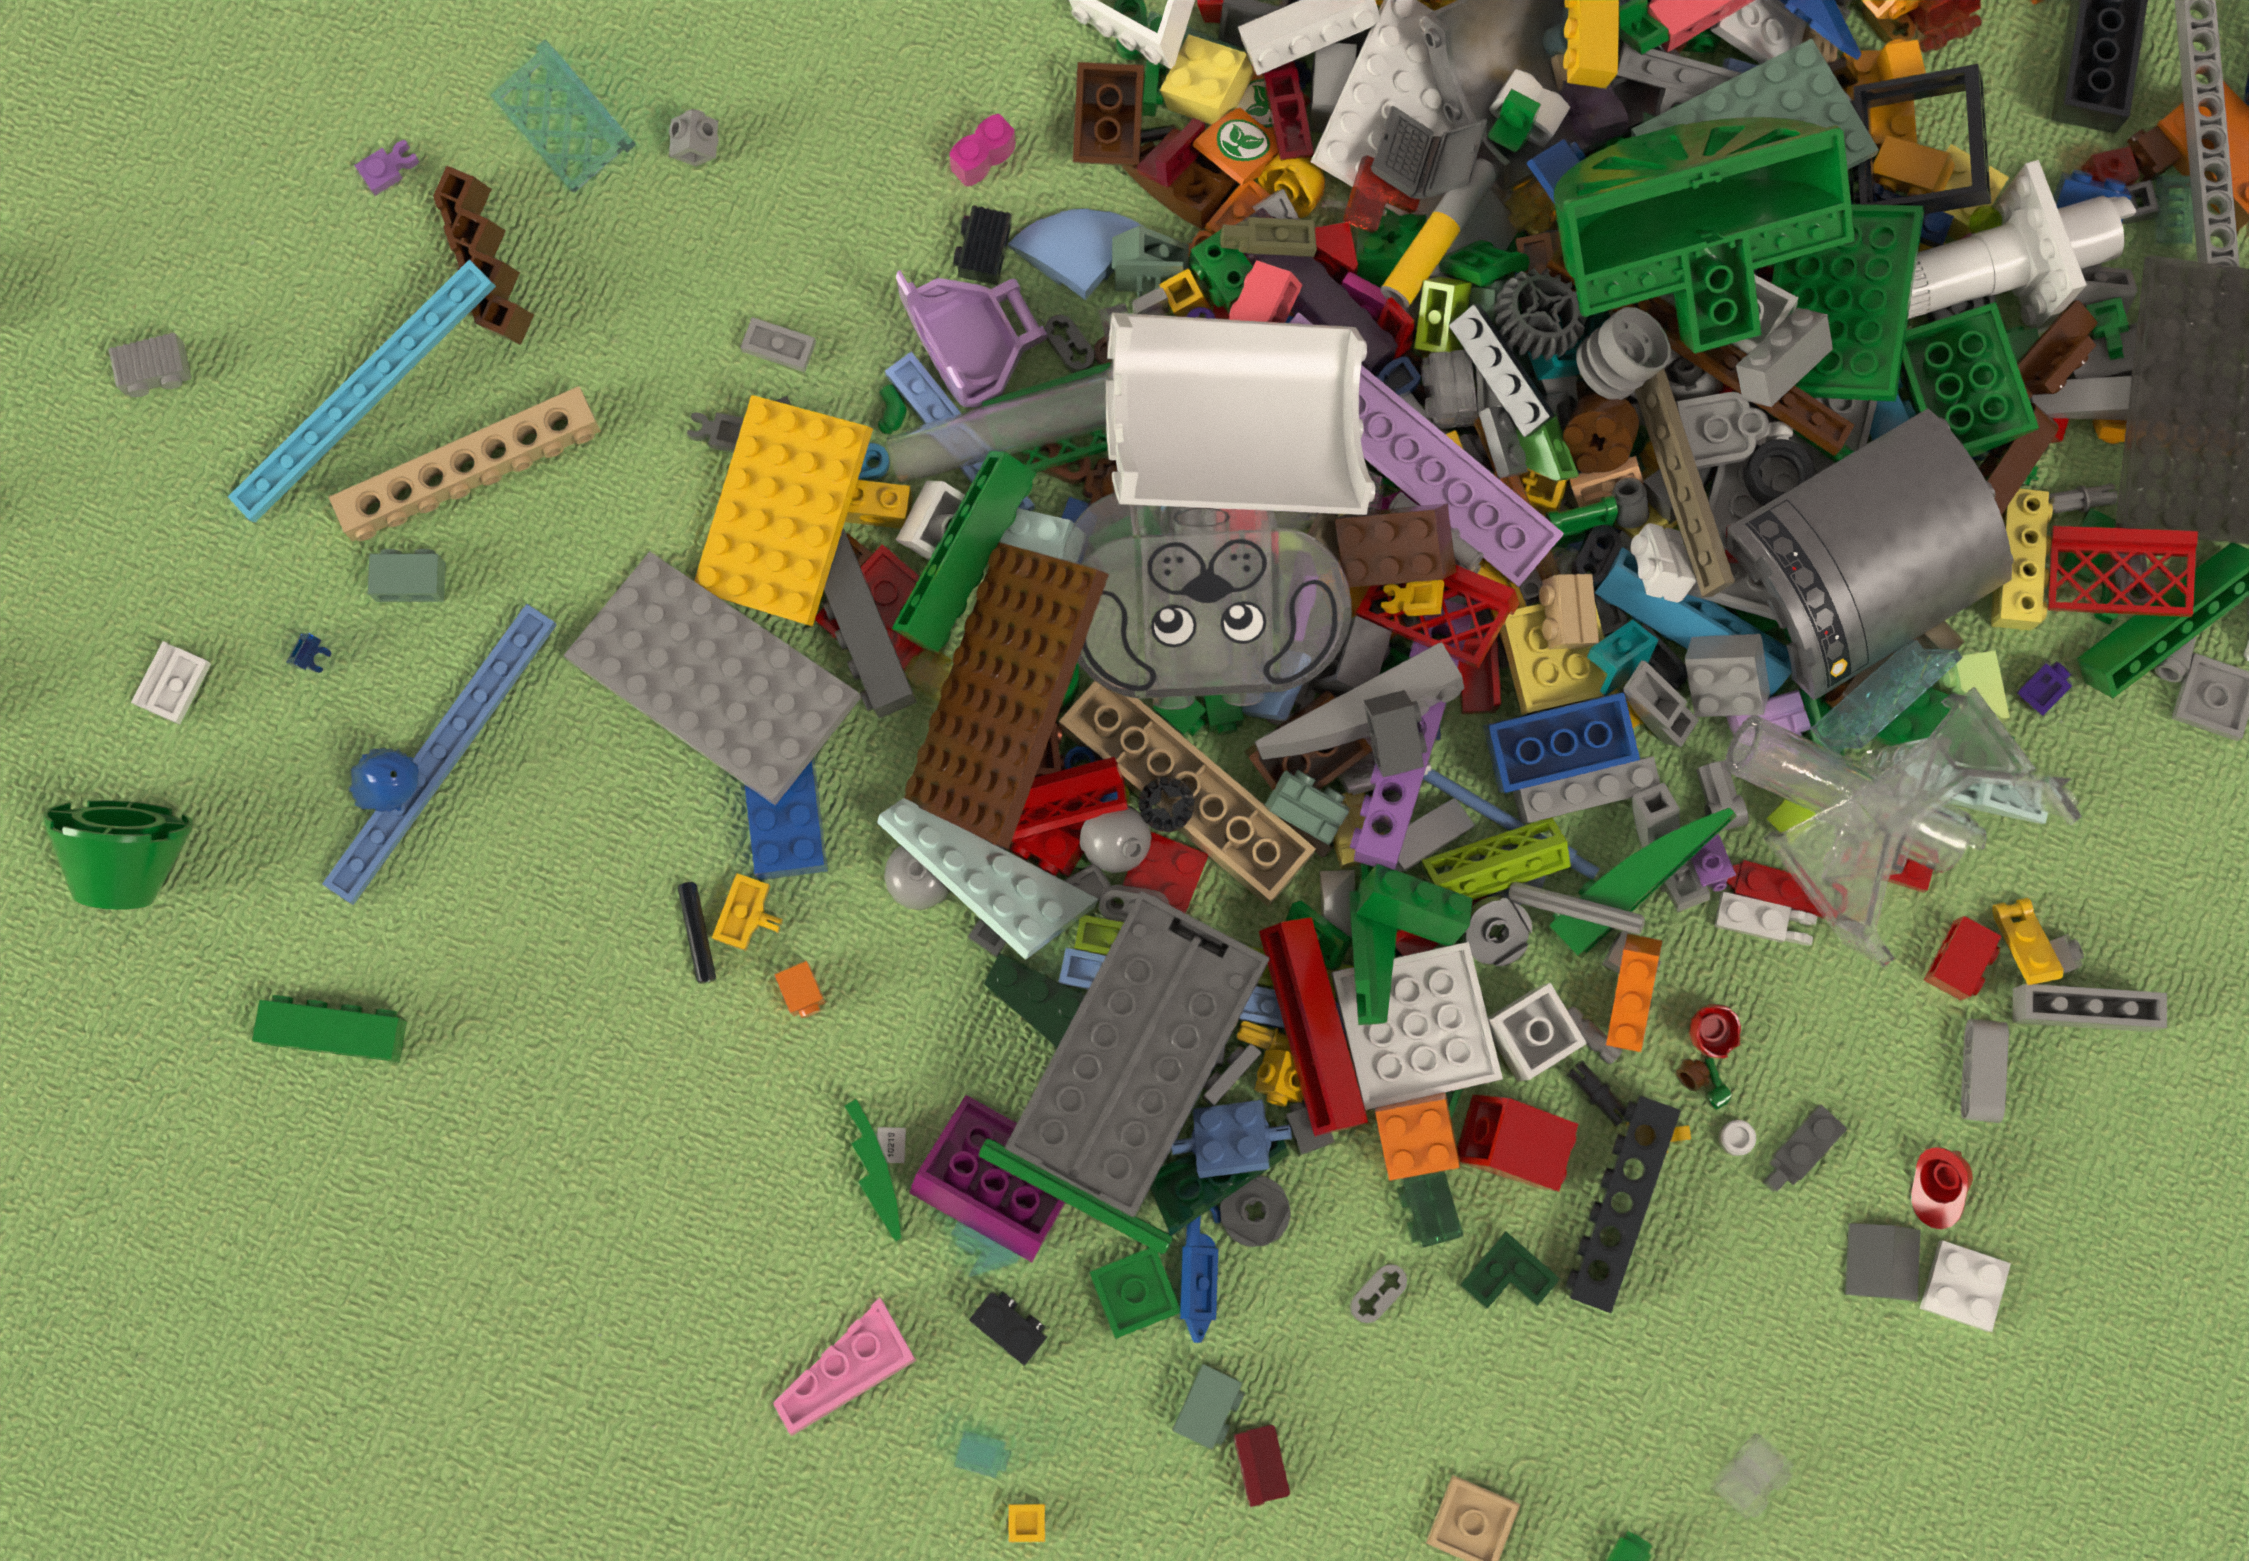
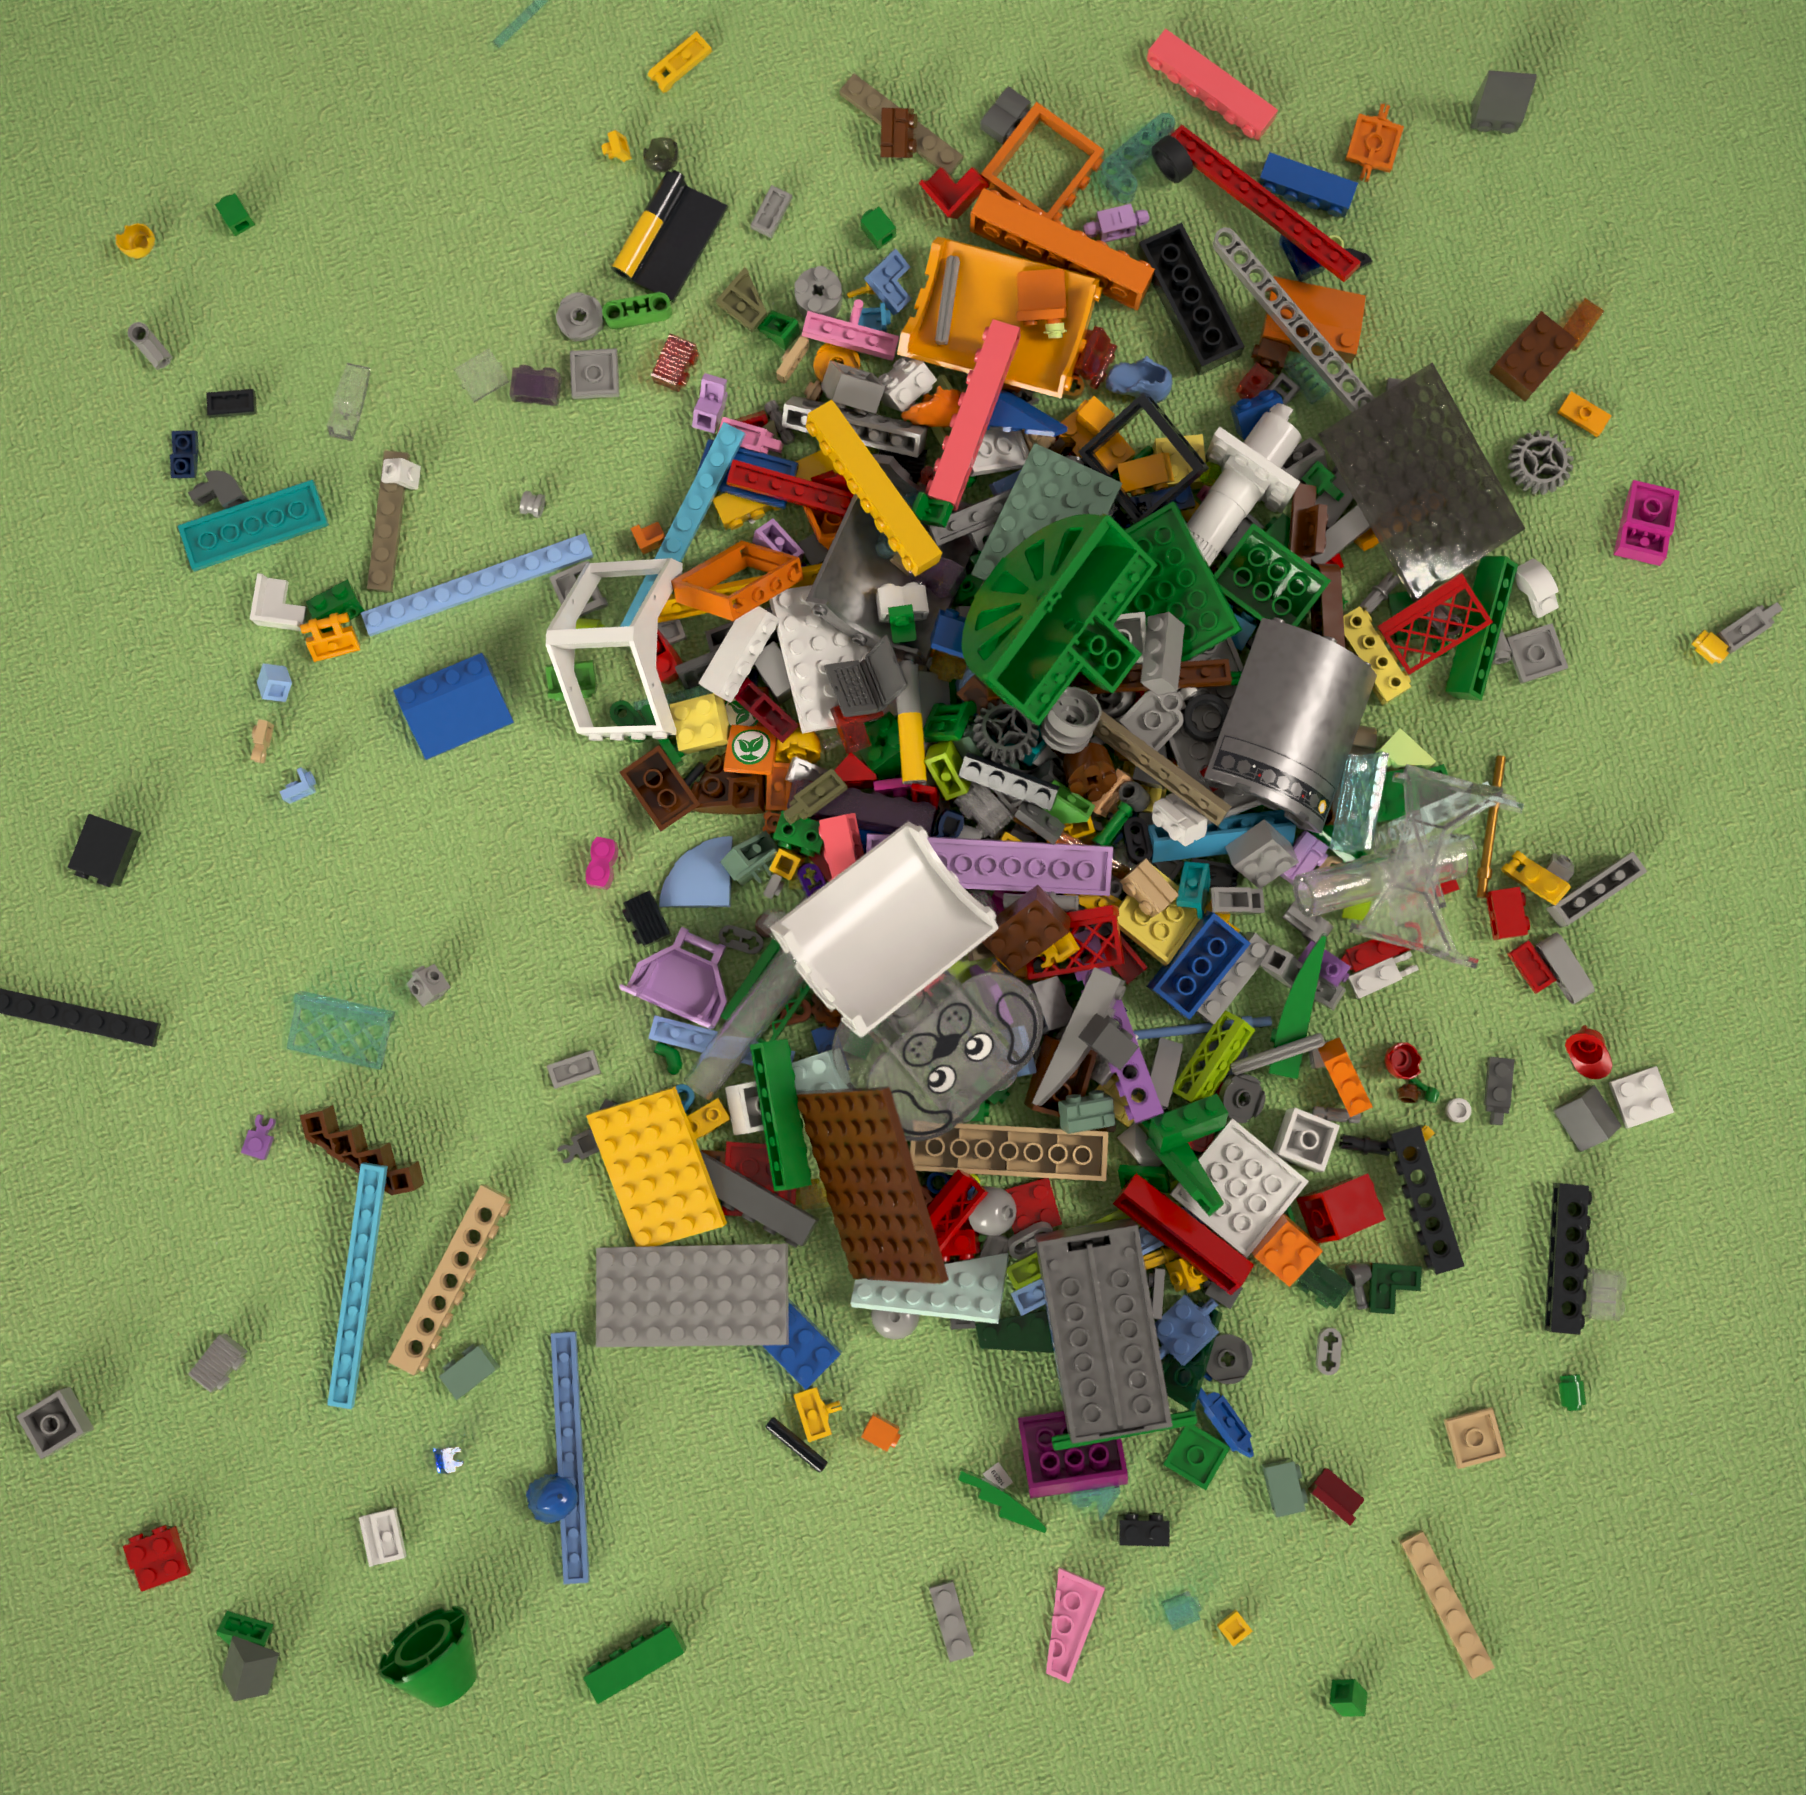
camera: 30 degrees left, 5 degrees up
(713, 1262) = (951, 1621): none -> light grey plate
(1159, 818) = (1010, 1183): black gear -> none
(1172, 154) = (715, 784): dark red panel -> none
(1478, 1233) = (1357, 1275): none -> dark grey bar
(1672, 1460) = (1558, 1270): none -> black brick
(1946, 1040) = (1531, 966): none -> red plate
(1972, 893) = (1484, 872): none -> pearl gold bar
(2000, 78) = (1140, 378): none -> medium blue piece
(2046, 686) = (1439, 719): dark purple bracket -> none

